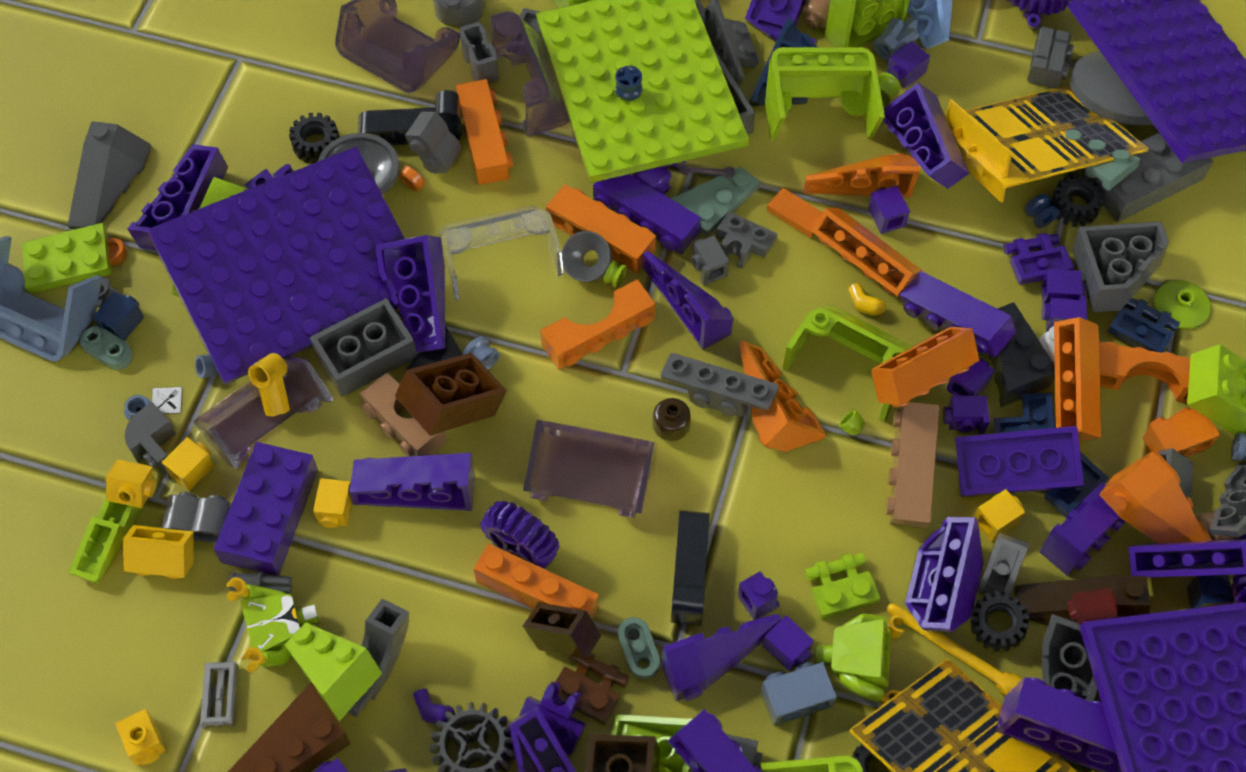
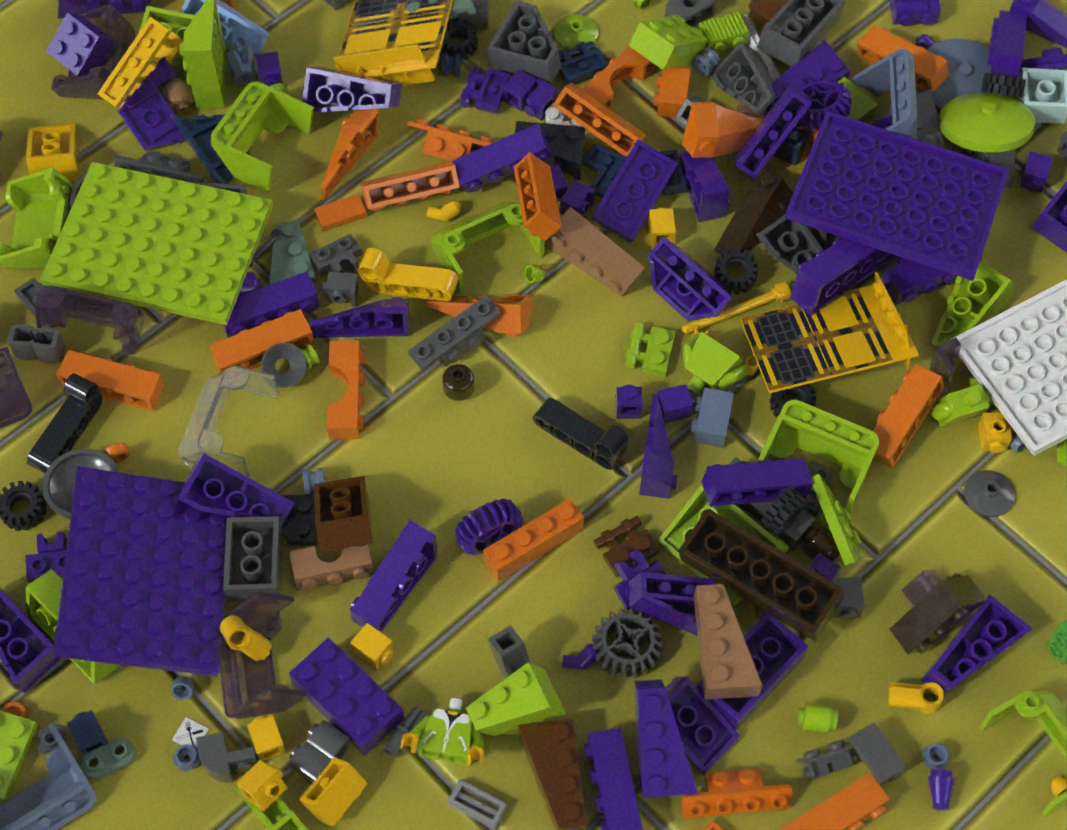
camera: 60 degrees left, 0 degrees up
(433, 142) = (101, 416): dark grey brick -> none
(562, 630) = (581, 536): dark brown brick -> none
(590, 466) = (462, 452): windscreen -> none
(631, 76) = (164, 241): dark blue wheel -> none
(638, 650) = (620, 497): sand green plate -> none
(754, 304) = (405, 280): none -> yellow beam
(888, 209) = (382, 153): dark purple brick -> none
(945, 258) = (445, 144): none -> orange bracket
(1003, 565) = (700, 244): dark grey slope -> none
(1093, 605) = (769, 205): clear red brick -> none

